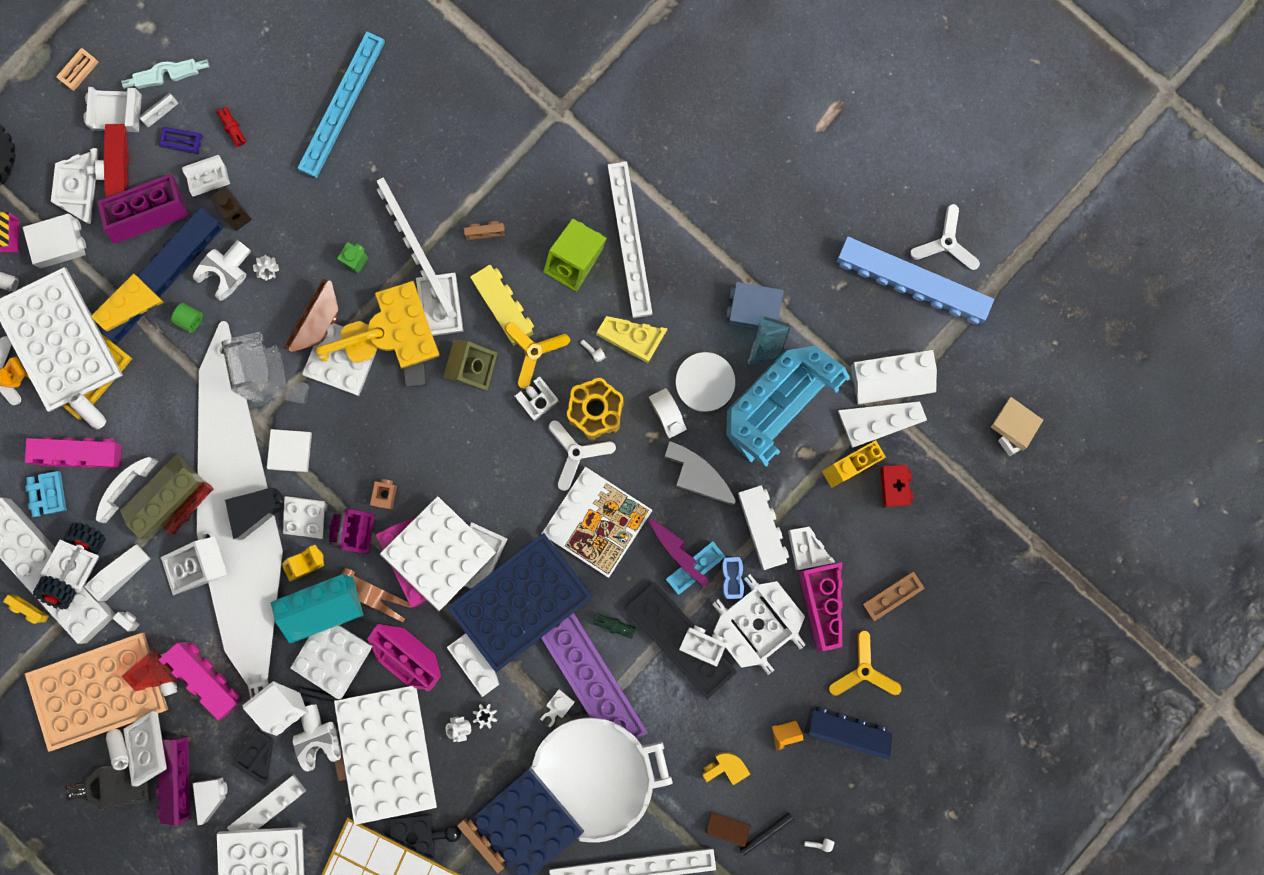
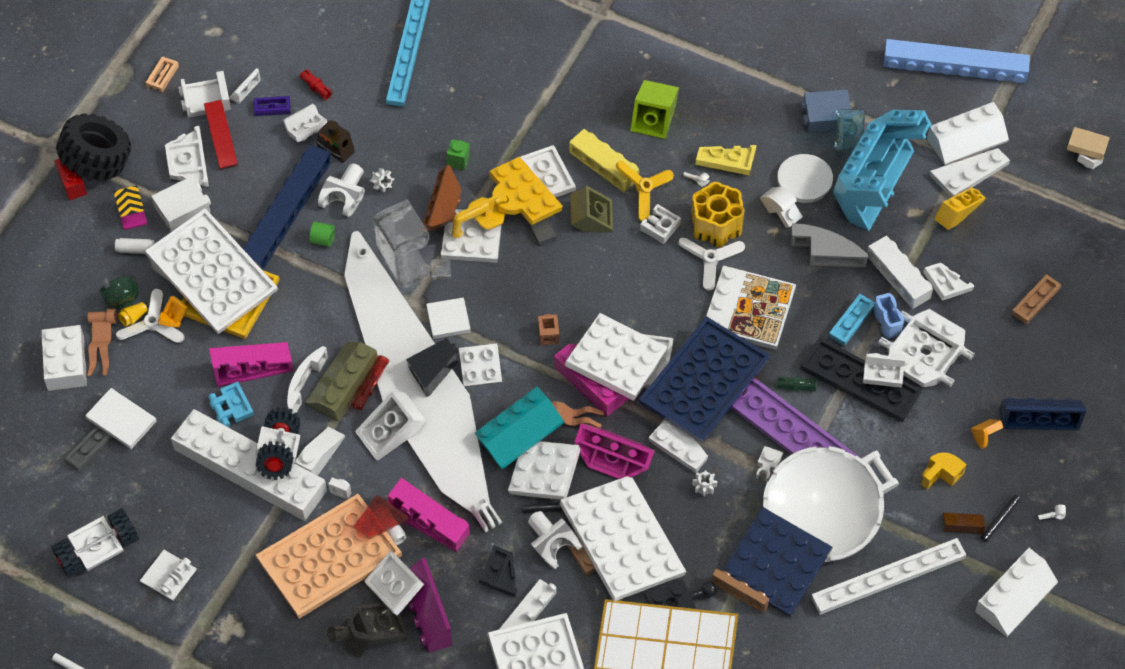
camera: 15 degrees left, 25 degrees down
(32, 613) = (240, 501): yellow plate -> none
(87, 410) = (253, 324): white piece -> none
(98, 169) = (206, 140): white tile -> none
(117, 749) = (366, 593): white piece -> none
(125, 303) = (266, 228): yellow wing -> none
(142, 208) = (256, 160): magenta slope -> none
(155, 75) = (252, 56): light aqua piece -> none
(208, 797) = (466, 615): white slope -> none
(275, 708) = (508, 516): white slope -> none
(303, 563) = (494, 400): yellow brick -> none
(351, 530) = (527, 361): magenta piece -> none
(418, 255) = (515, 132): white plate -> none
(458, 729) = (683, 498): white gear -> none
(493, 229) = (569, 109): medium nougat plate -> none
(630, 240) = (699, 88): white plate -> none
(675, 547) = (828, 305): magenta slope -> none
(823, 603) = (976, 315): dark pink wedge -> none
(872, 676) = (1043, 366): yellow piece -> none
(890, 495) = (1003, 214): red brick -> none
(948, 234) = (974, 29): white piece -> none

